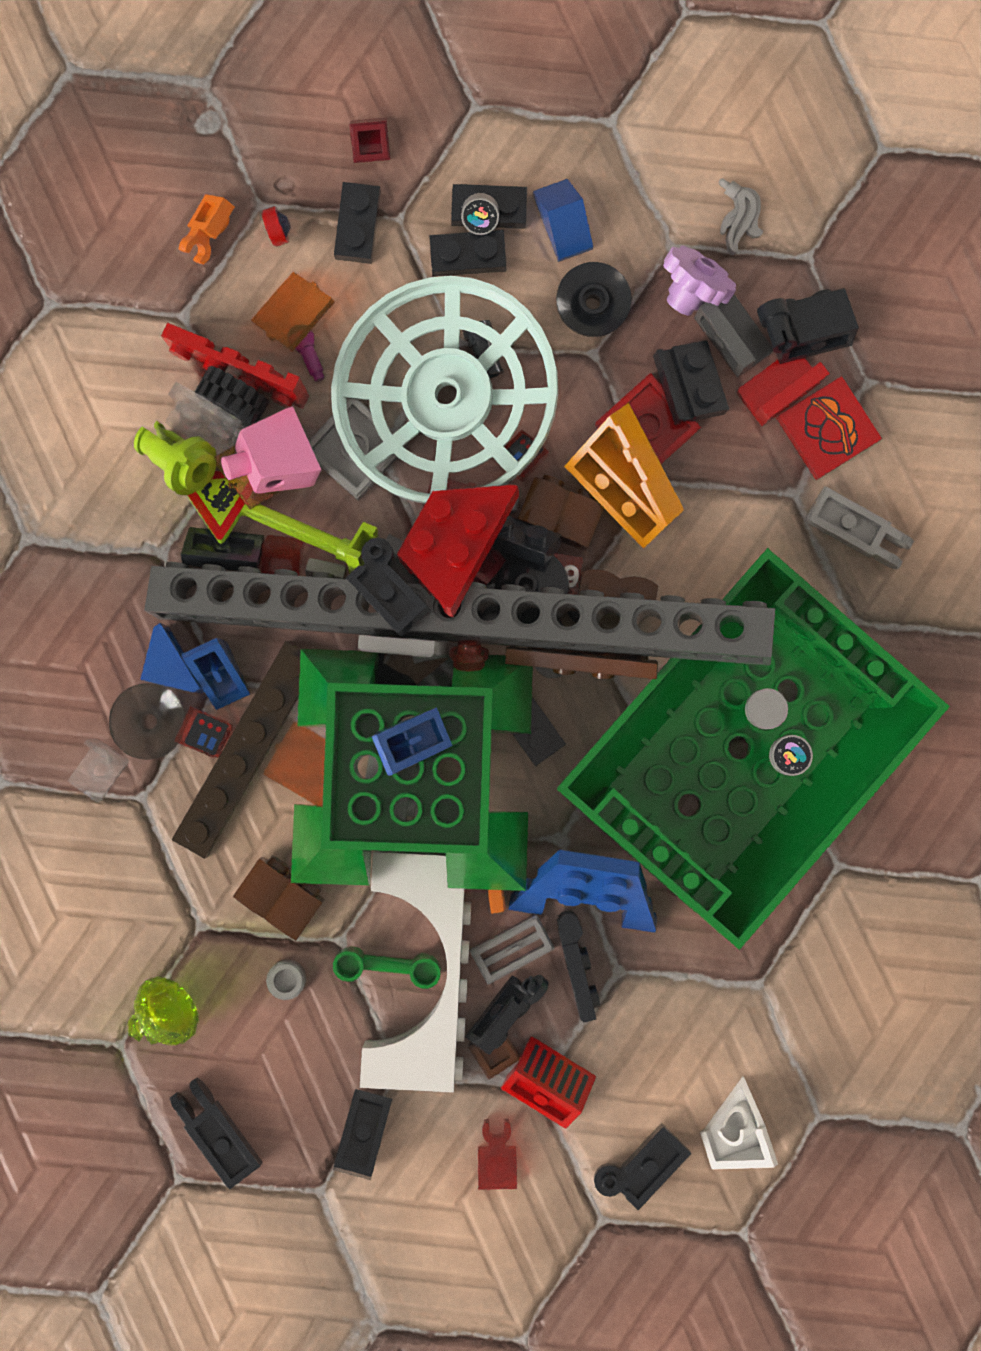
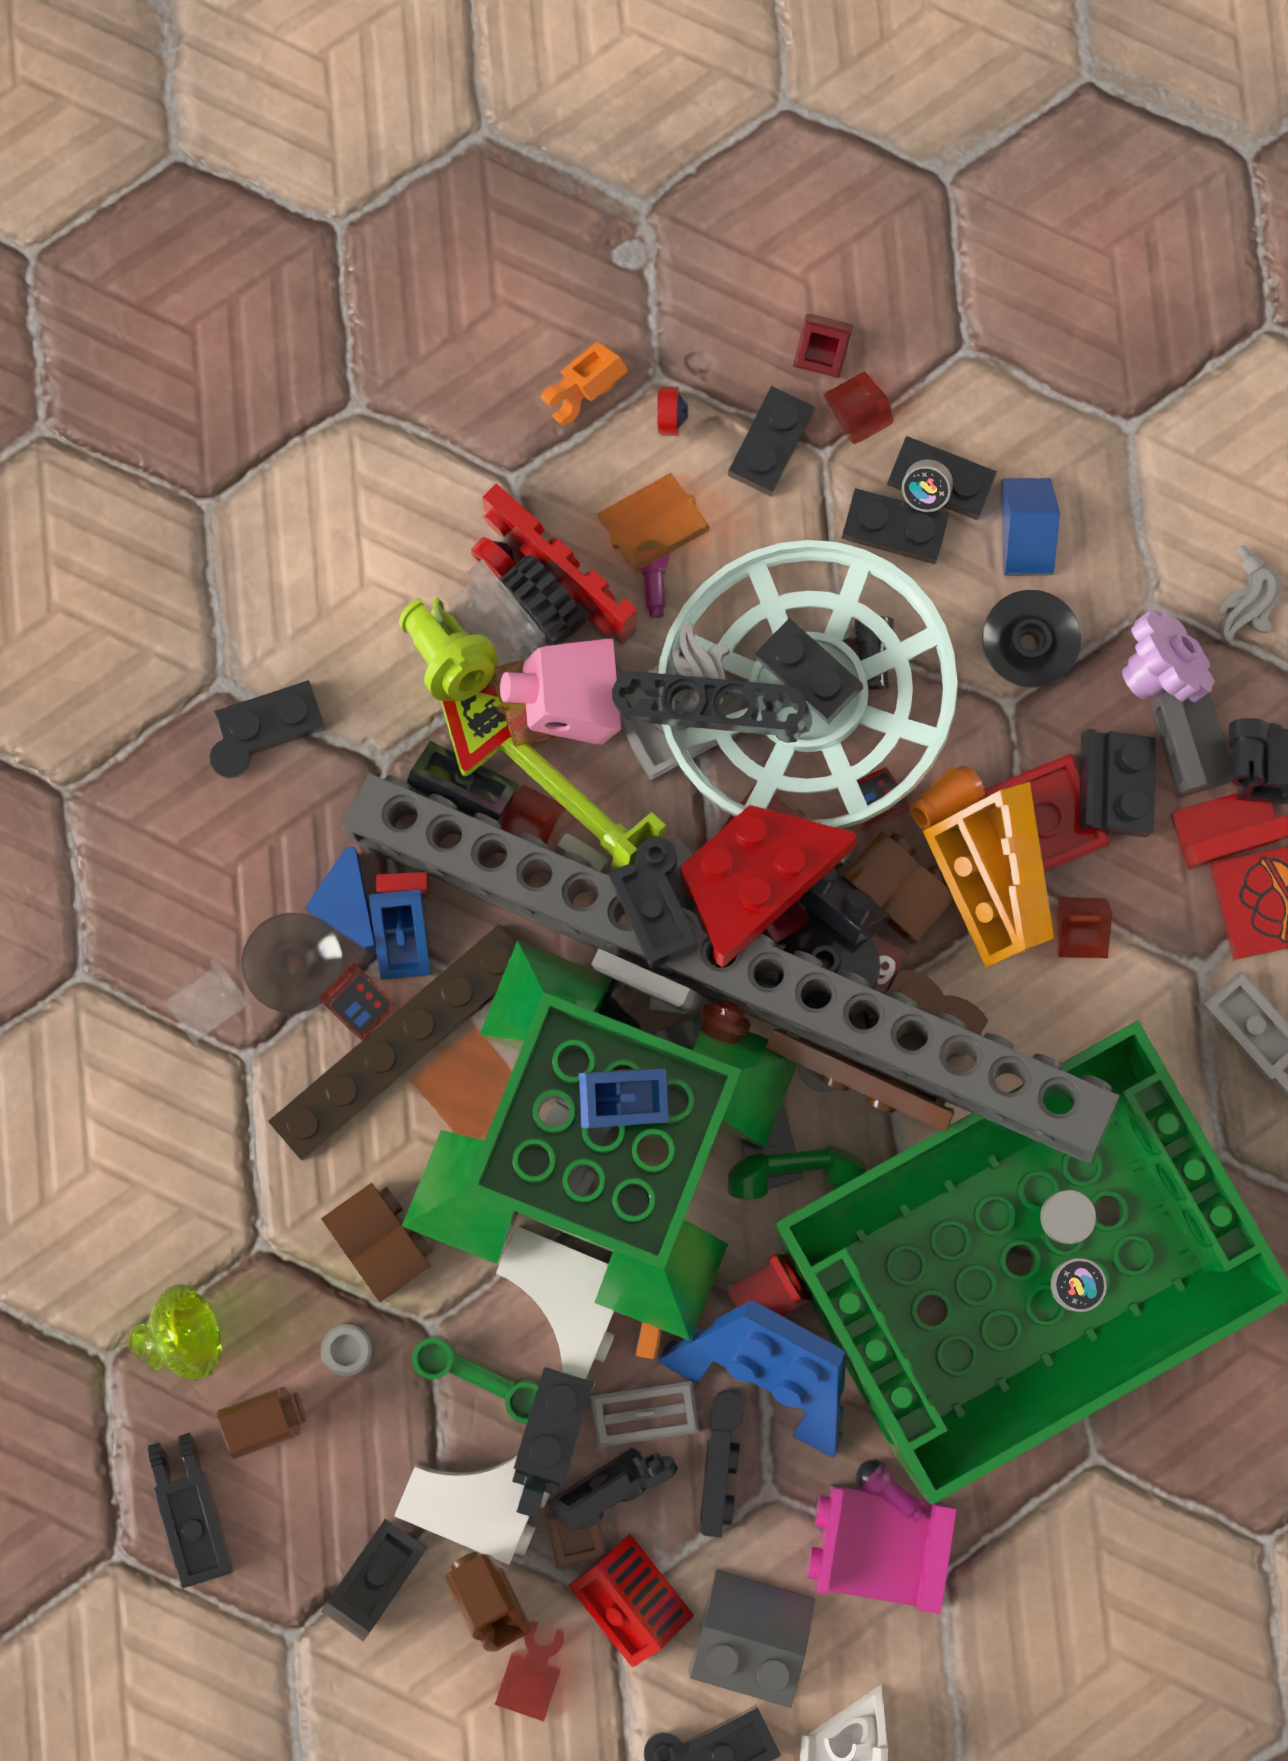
camera: 15 degrees right, 5 degrees down
(65, 558) = (263, 725): none -> black hinge
(186, 375) = (495, 554): none -> red tile
(206, 635) = (403, 882): none -> red tile
(241, 1056) = (261, 1421): none -> reddish brown brick
(365, 406) = (697, 663): none -> light grey piece
(377, 423) = (711, 697): none -> black beam
(412, 175) = (859, 407): none -> clear red slope
(441, 378) = (810, 669): none -> black plate
(446, 1124) = (487, 1601): none -> reddish brown brick
(450, 993) = (550, 1437): none -> black hinge
(527, 756) = (750, 1176): none -> green bar
(571, 832) = (773, 1287): none -> red bracket
(573, 434) = (947, 796): none -> orange cone
(643, 1080) = (752, 1638): none -> dark grey slope
(690, 937) = (875, 1479): none -> magenta piece
(702, 494) = (1083, 927): none -> clear red slope
(711, 983) = (880, 1552): none -> dark pink panel

